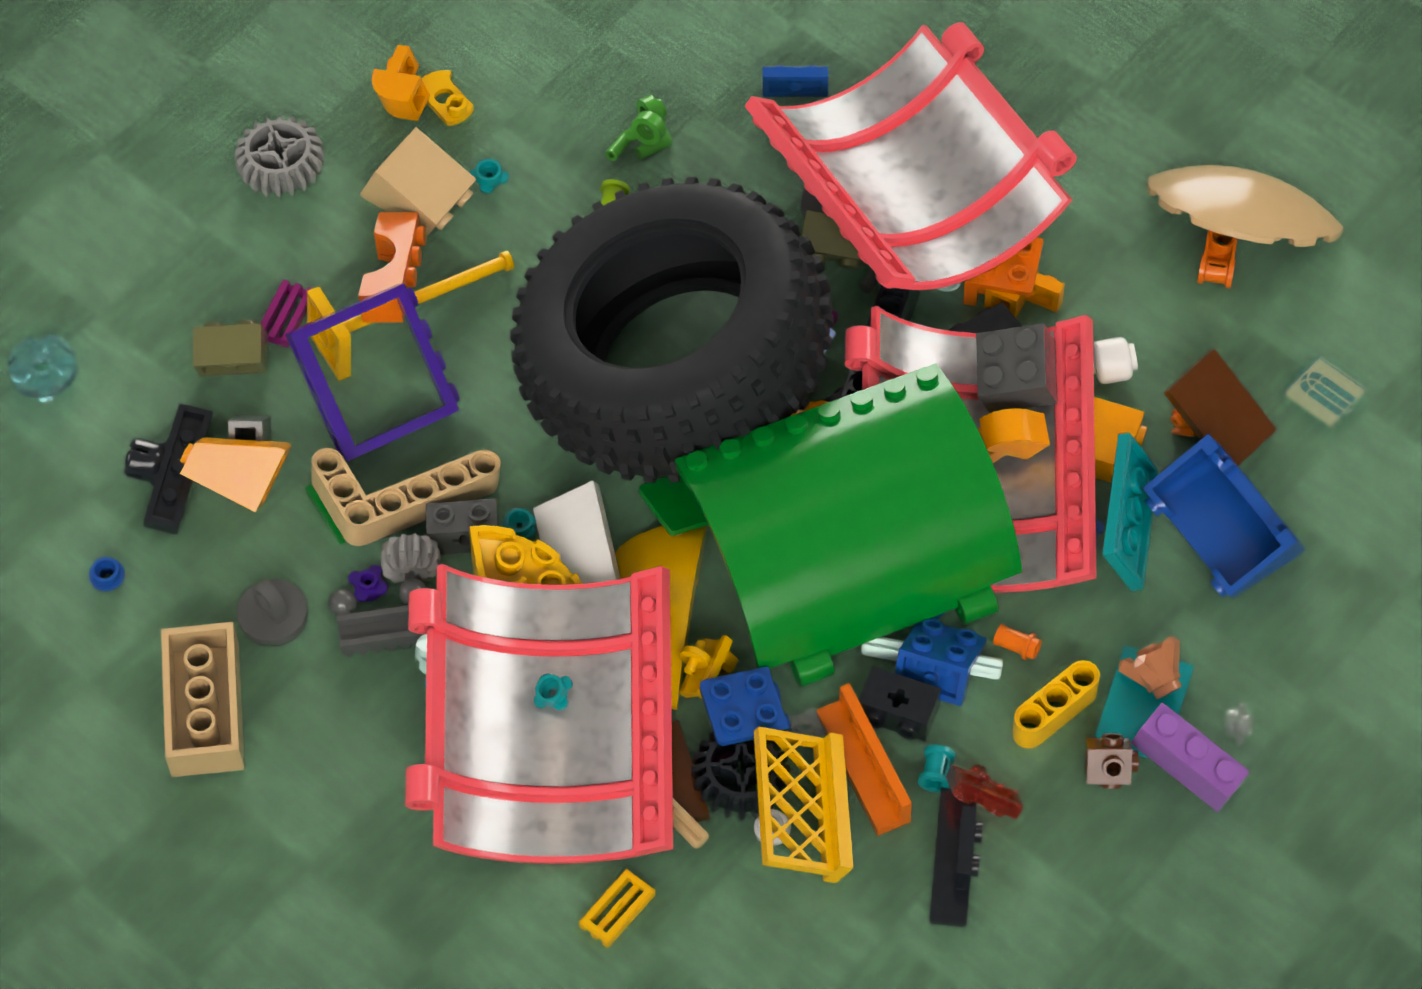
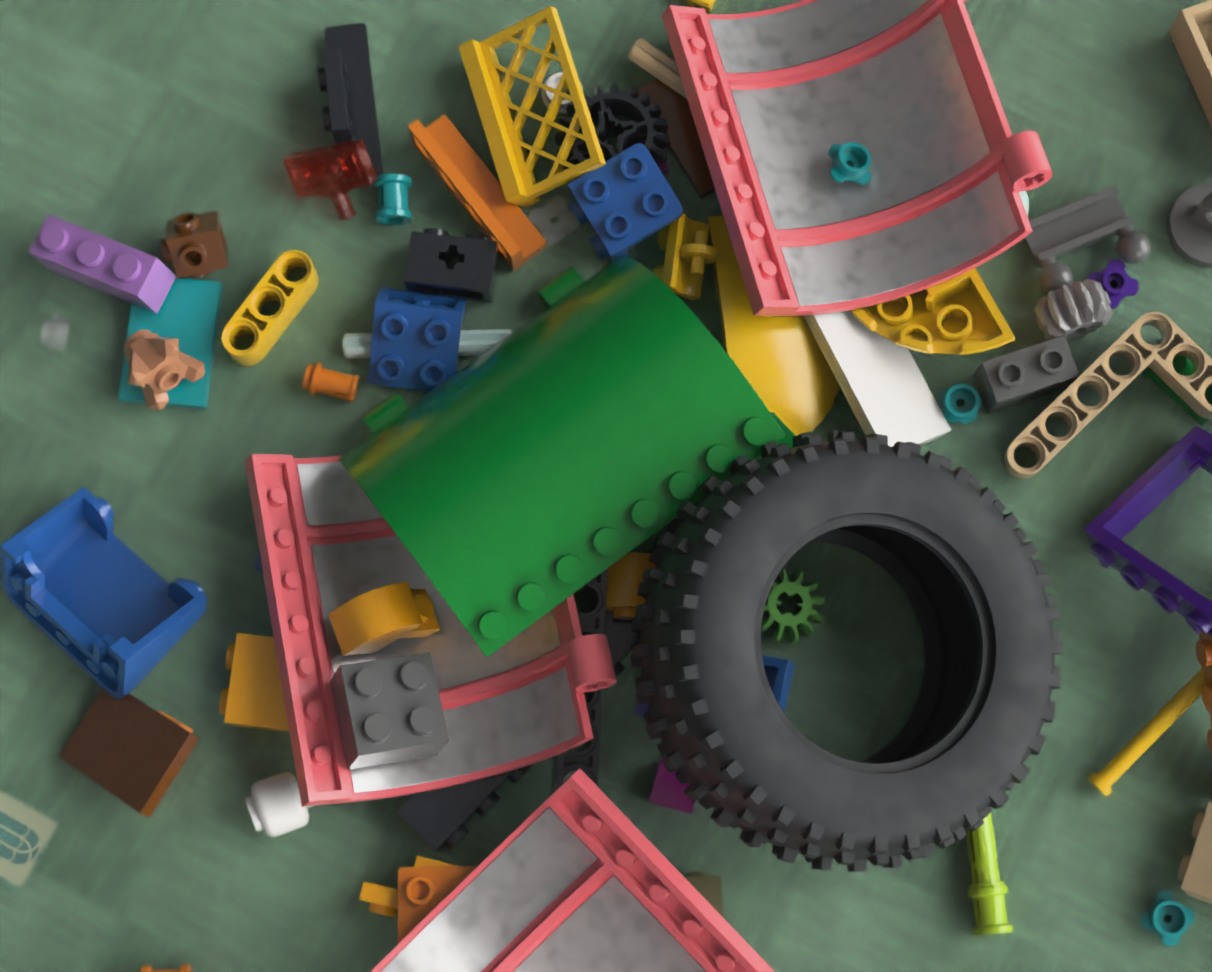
camera: 165 degrees right, 20 degrees up
(1128, 514) = (220, 571): teal tile -> none

